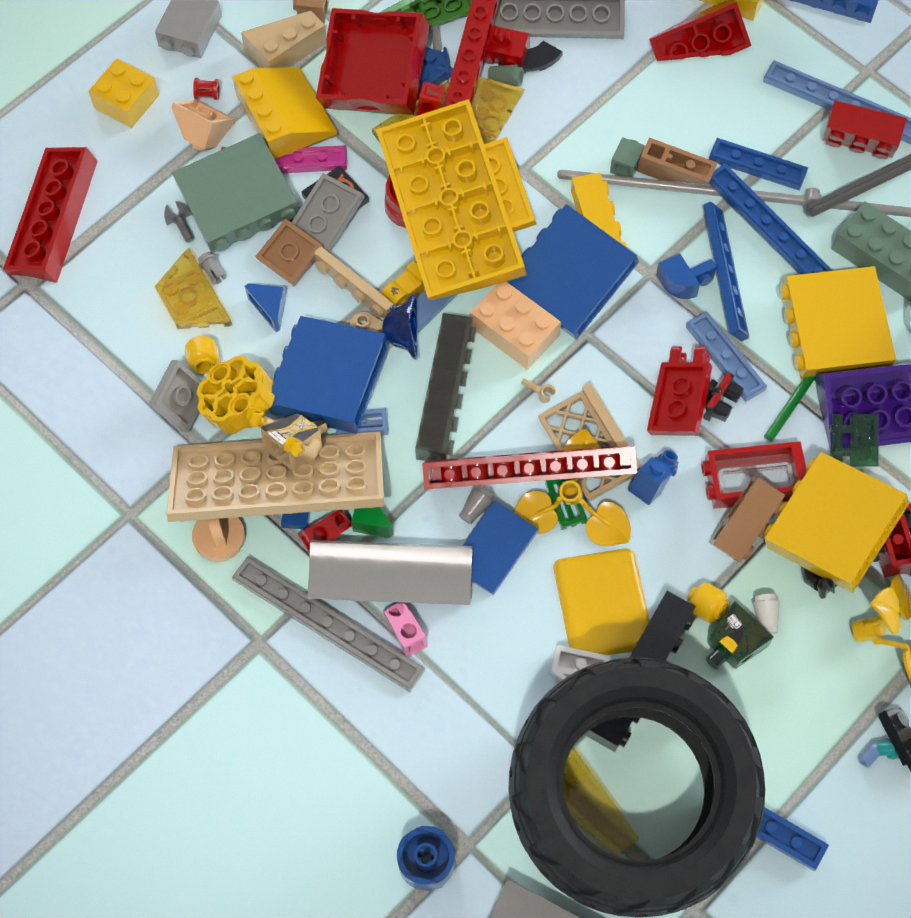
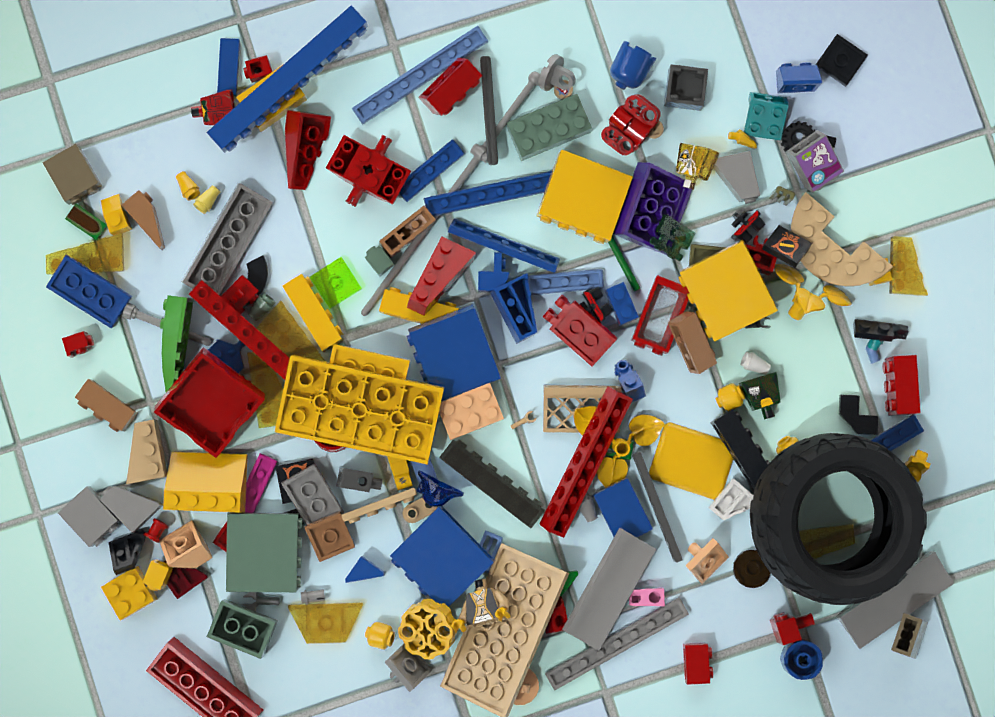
camera: 70 degrees left, 20 degrees up
(138, 212) = (242, 628): none -> sand green brick
(156, 103) = (157, 575): none -> yellow brick
(165, 135) = (184, 580): none -> dark red wing
(167, 68) = (126, 551): none -> black wing
(217, 54) = (129, 506): none -> light grey slope
(352, 729) = (696, 663): none -> red brick
(368, 244) = (349, 479): none -> dark grey torso
(430, 98) = (269, 380): red leg -> none
(457, 814) = (787, 627): none -> red brick
(488, 671) = (706, 559): none -> light nougat tile
(501, 737) = (750, 569): none -> dark brown tile
(521, 584) = (657, 507): none -> dark grey tile
(533, 118) = (313, 314): none -> yellow brick
(576, 132) = (335, 283): none -> clear neon green tile
(649, 213) = (441, 271): none -> red wedge
(665, 313) = (516, 308): none -> blue wedge
(718, 97) = (353, 158): none -> red slope
(740, 422) = (621, 304): none -> blue brick
(763, 877) = (917, 464): none -> yellow hips
(779, 763) = (850, 413): none -> black tile
(856, 802) = (901, 385): none -> red brick

